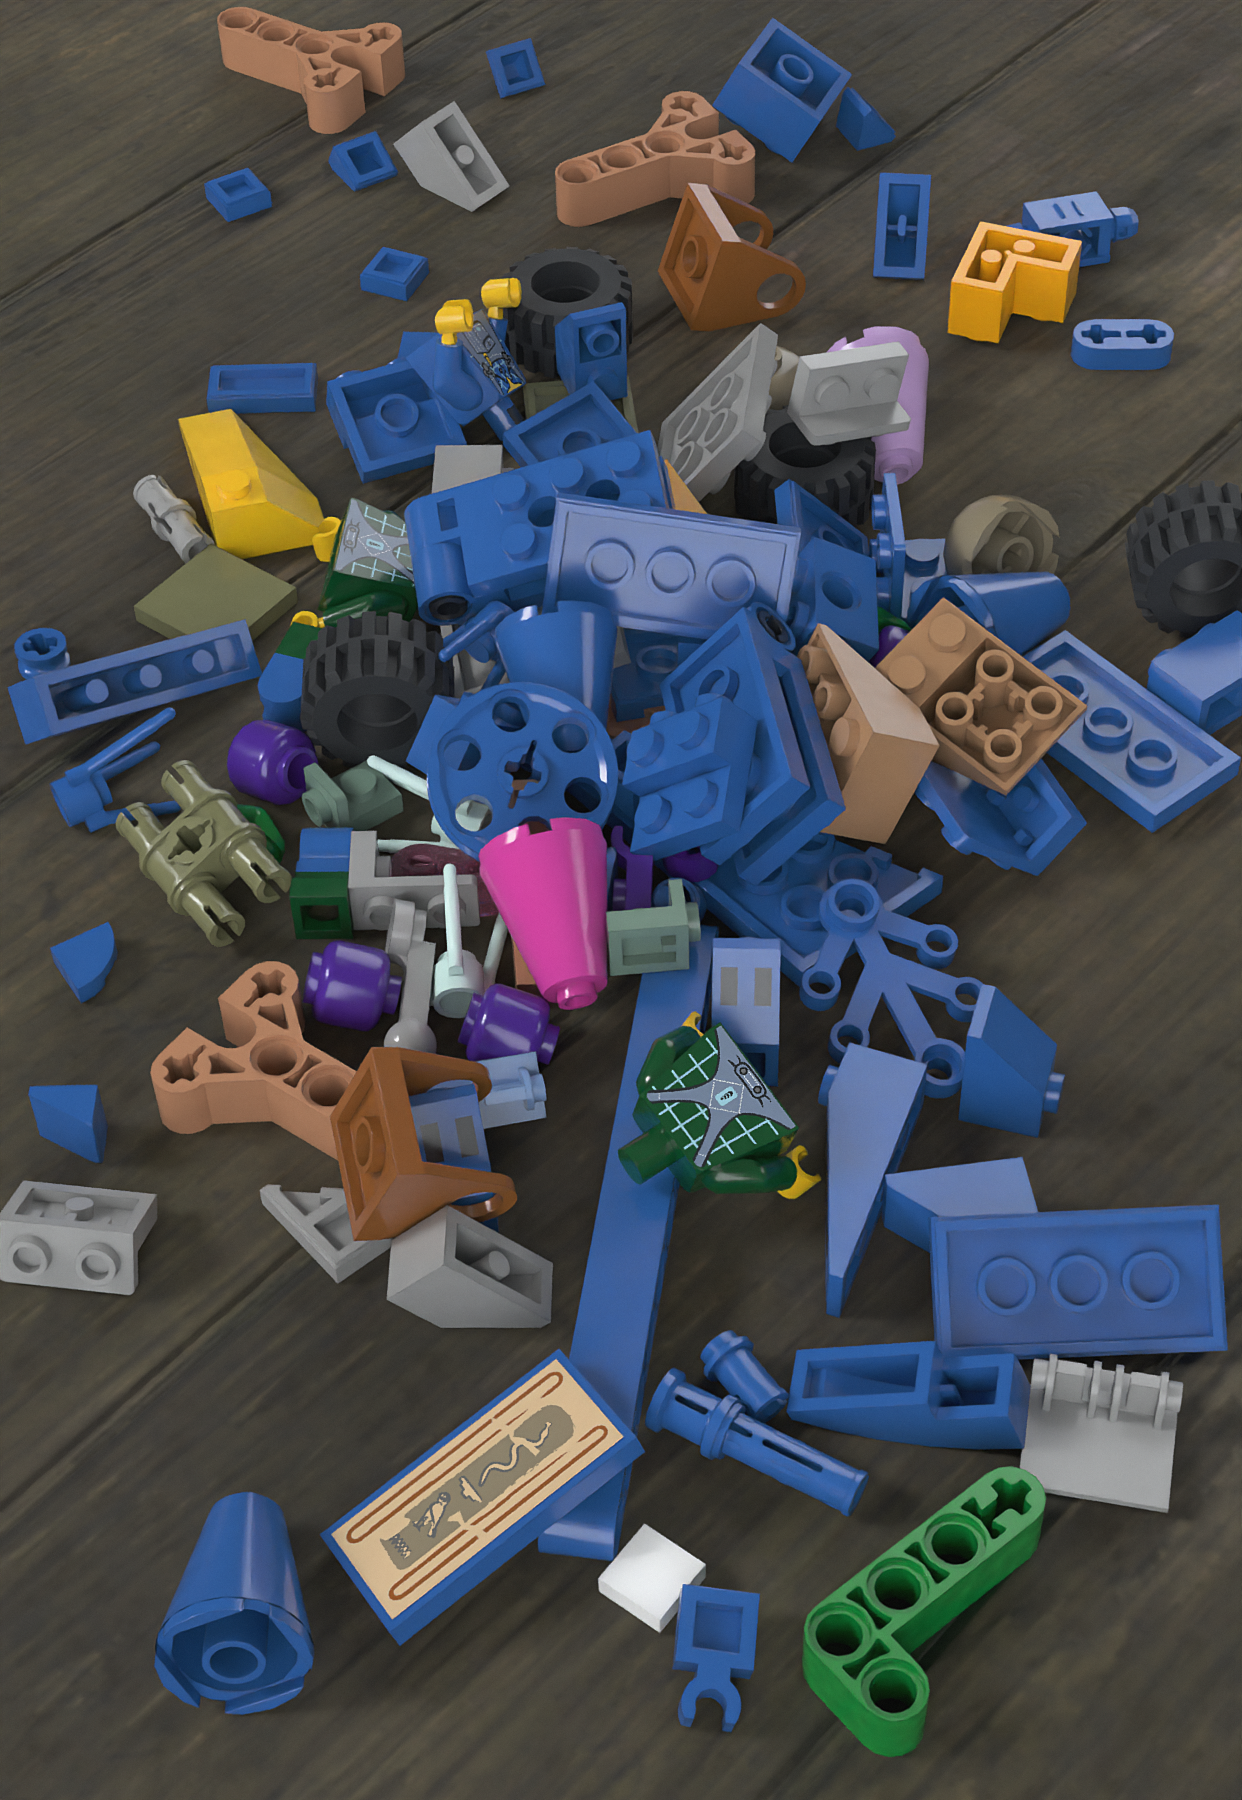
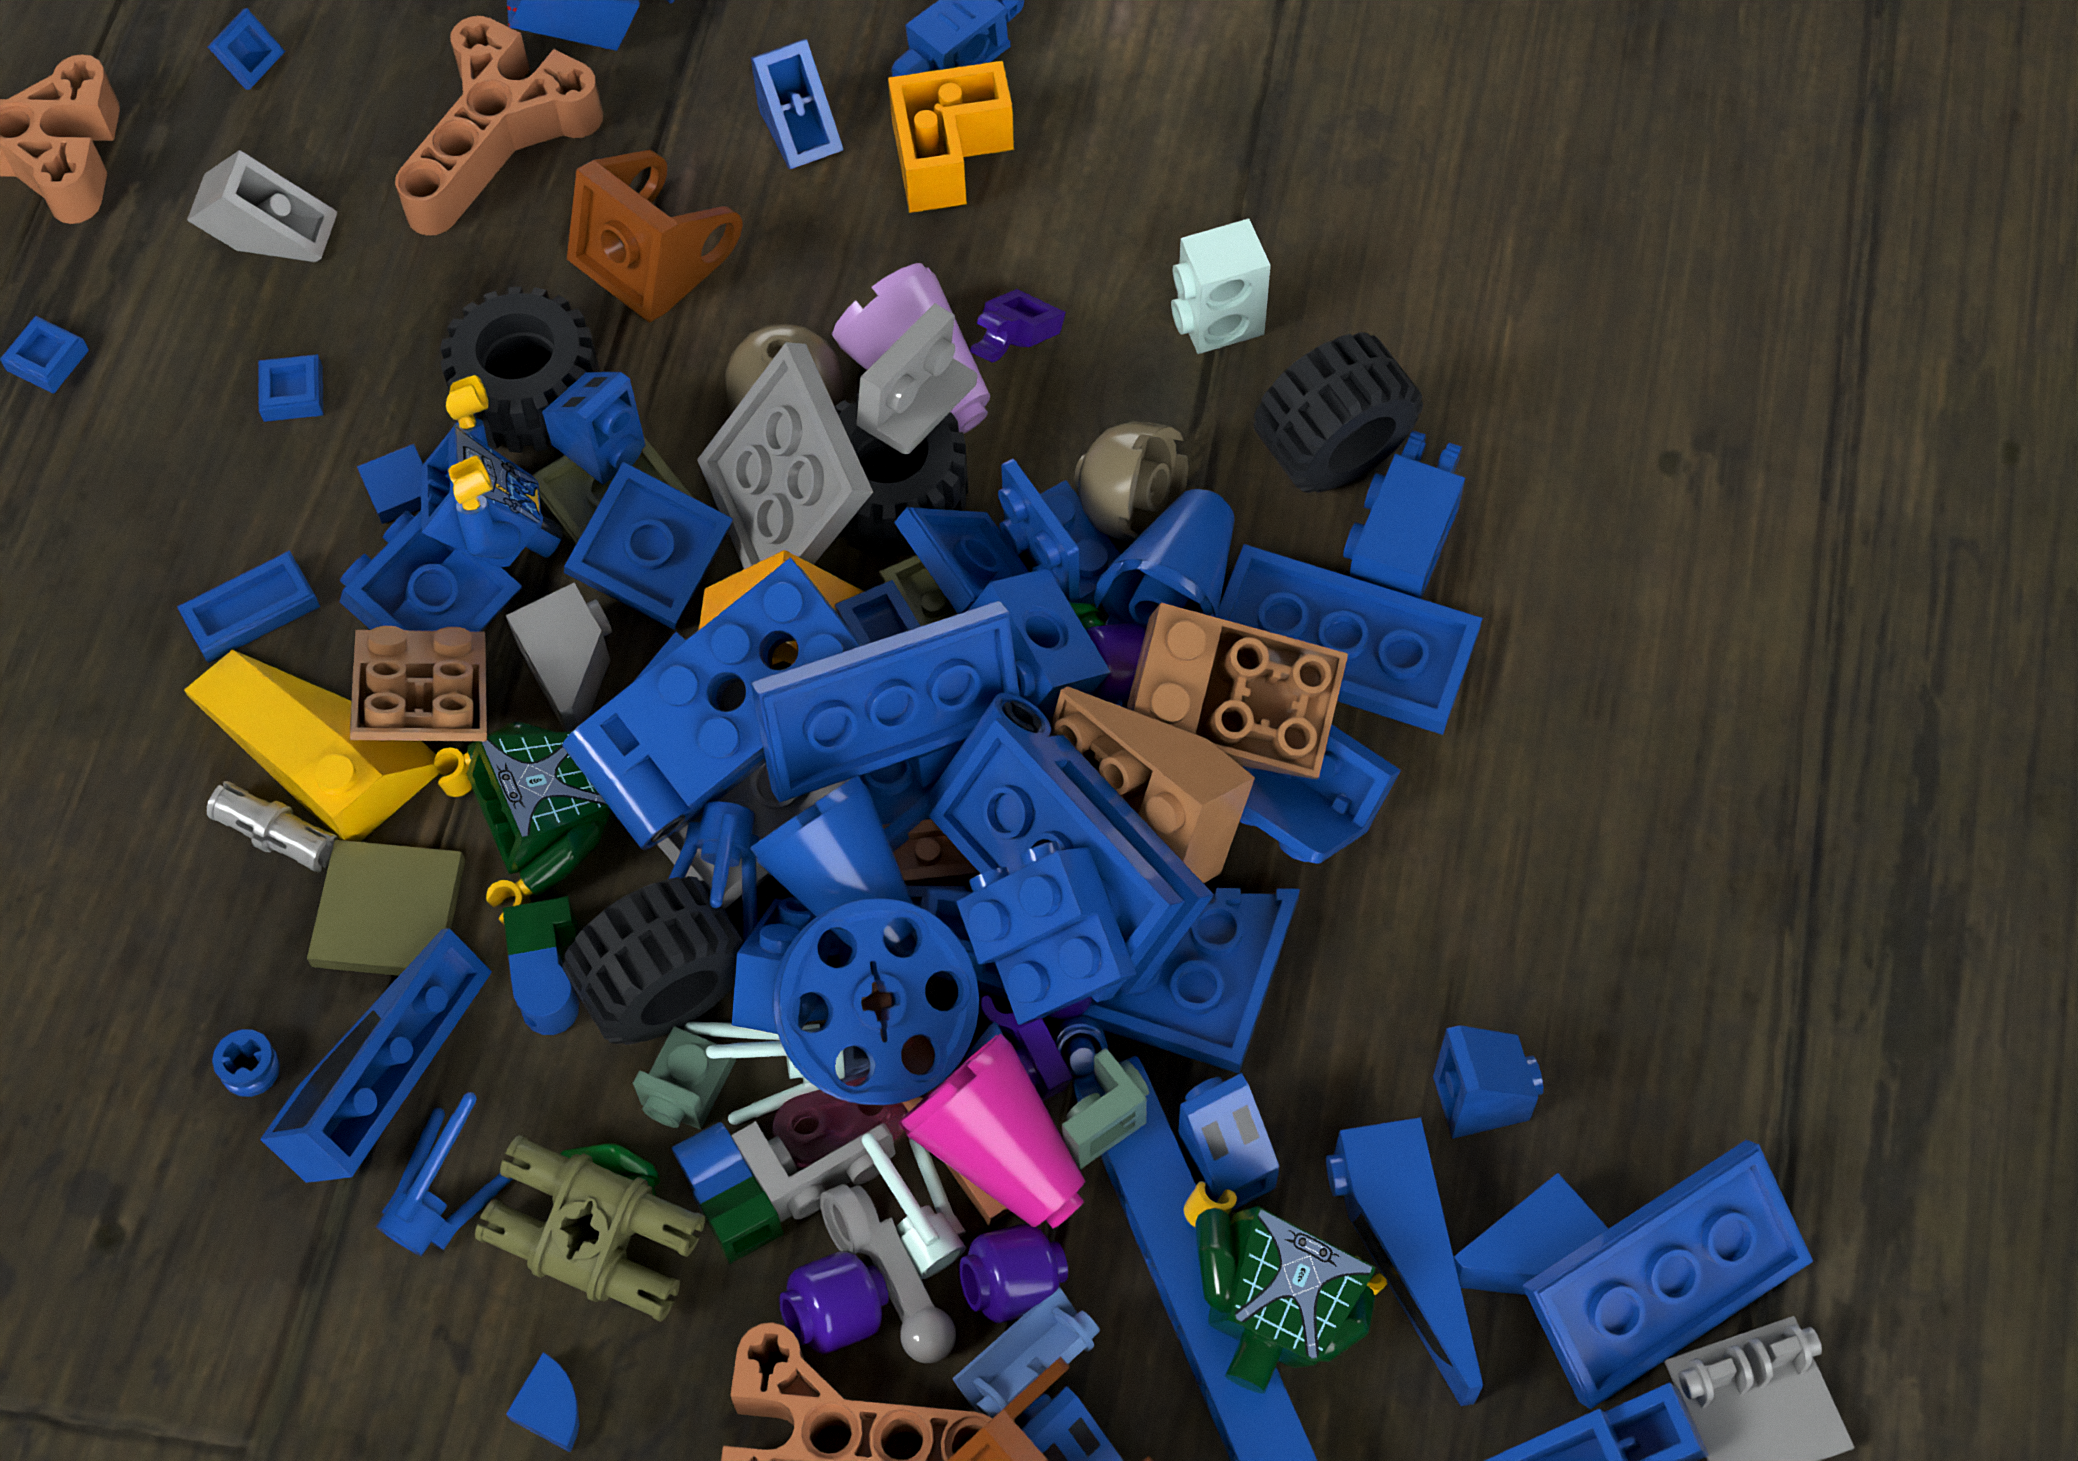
camera: 30 degrees left, 15 degrees up
(269, 761) = (584, 1082): dark purple head -> none
(332, 454) = (419, 685): none -> medium nougat slope
(362, 161) = (157, 251): blue slope -> none
(889, 978) = (1321, 1033): blue plant -> none
(980, 421) = (1017, 321): none -> dark purple plate
(1122, 344) = (1087, 153): blue beam -> none
(1166, 443) = (1221, 286): none -> light aqua brick

